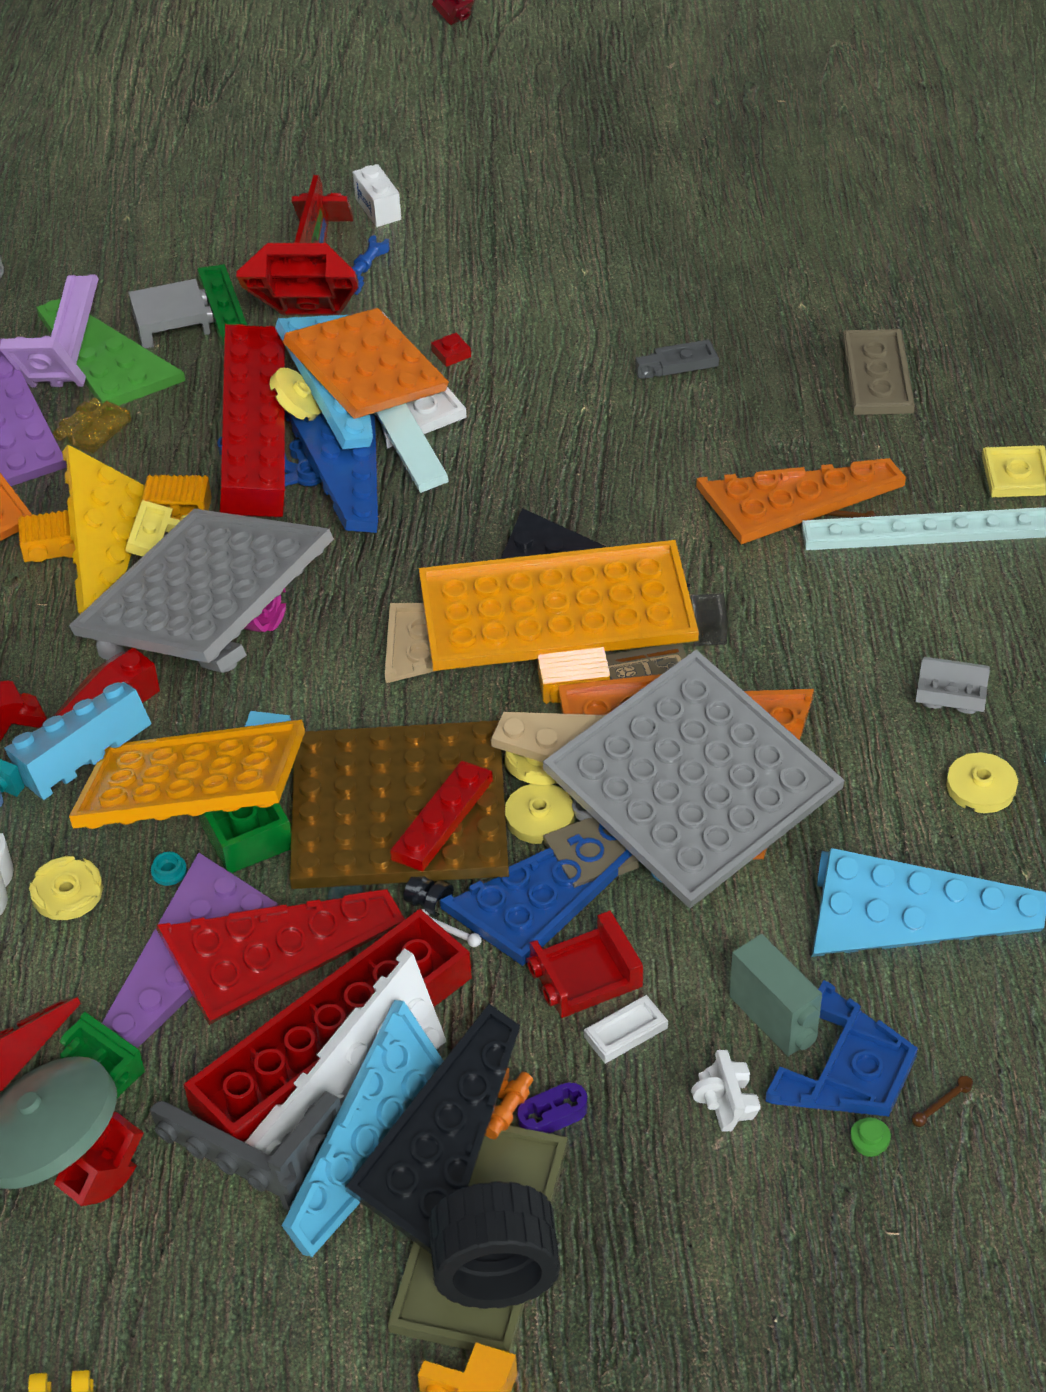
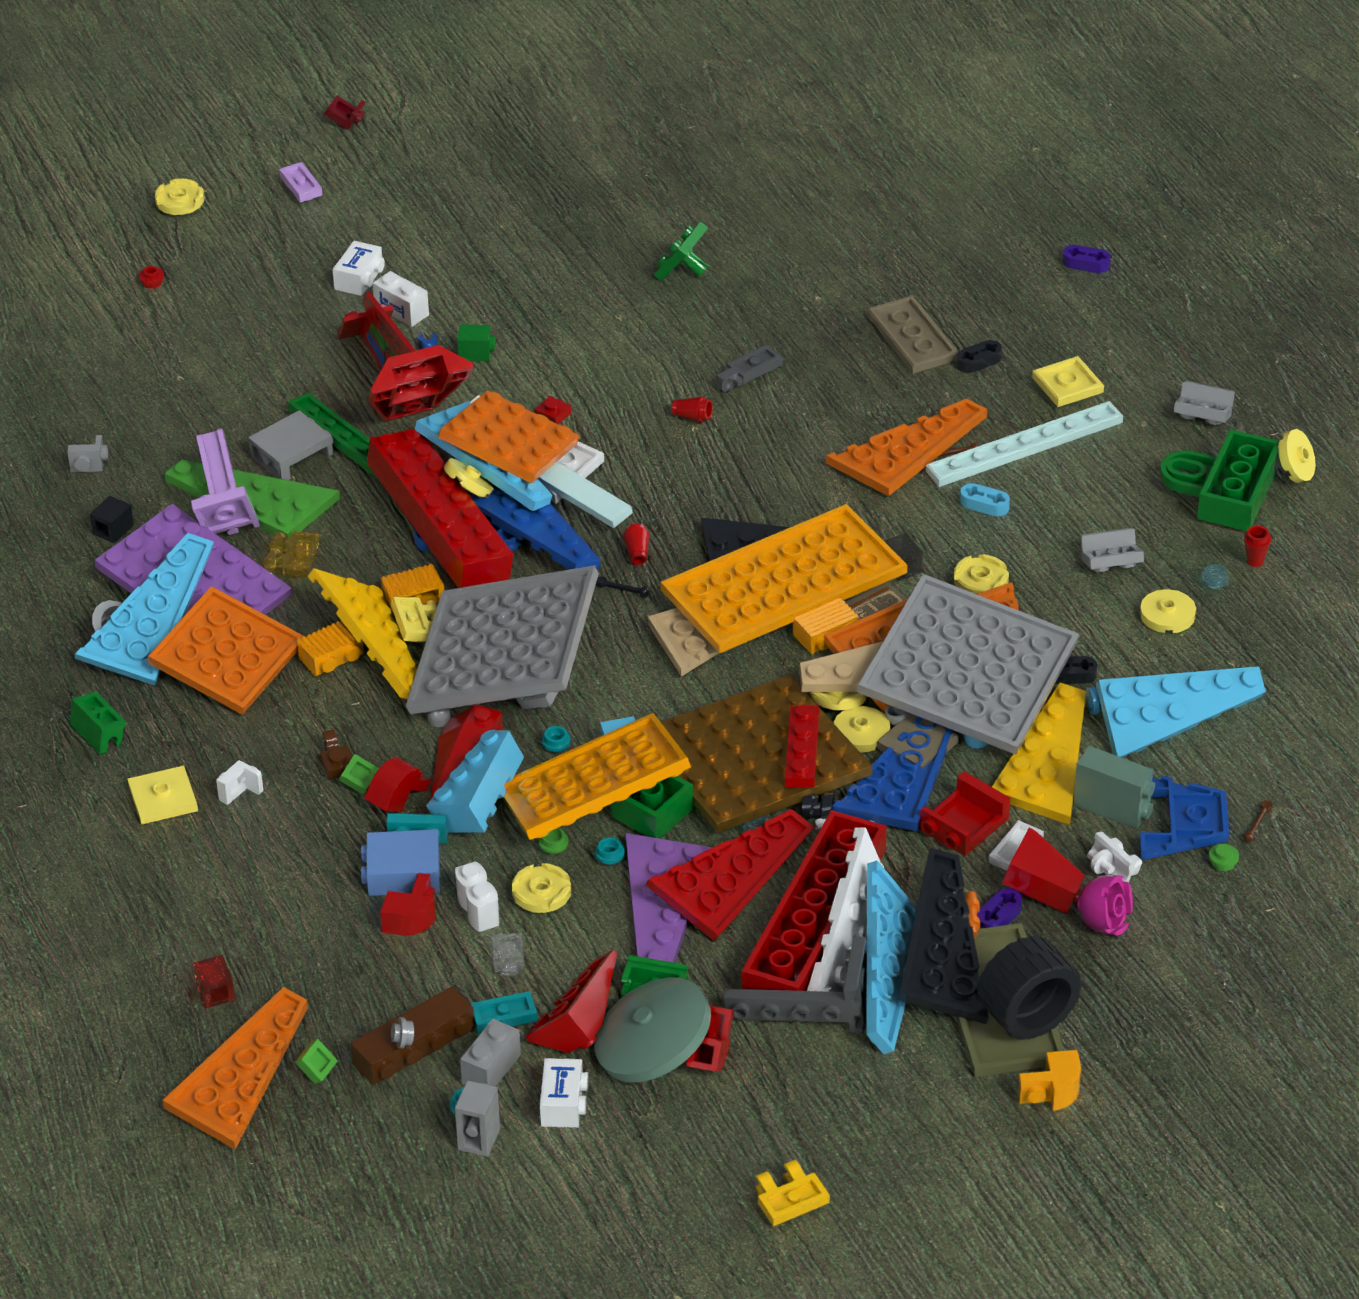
camera: 25 degrees left, 5 degrees down
(119, 836) = (554, 841): none -> bright green plate
(169, 115) = (151, 277): none -> red plate
(204, 713) = (556, 739): none -> teal plate
(248, 48) = (179, 197): none -> light yellow plate
(358, 151) = (358, 268): none -> white brick
(367, 61) = (300, 182): none -> lavender plate
(377, 549) = (602, 582): none -> black hinge
(418, 258) = (475, 342): none -> green brick
(437, 515) = (637, 542): none -> red cone
(593, 387) = (693, 408): none -> red cone
(626, 1080) = (1044, 873): none -> red slope
(679, 1155) = (1105, 904): none -> dark pink cylinder
(681, 220) = (682, 253): none -> green plate
(698, 943) = (1045, 766): none -> yellow wing
(785, 667) = (980, 573): none -> light yellow plate
(824, 823) = (1074, 673): none -> black beam
(845, 580) = (984, 499): none -> medium azure beam
(935, 415) = (979, 356): none -> black beam

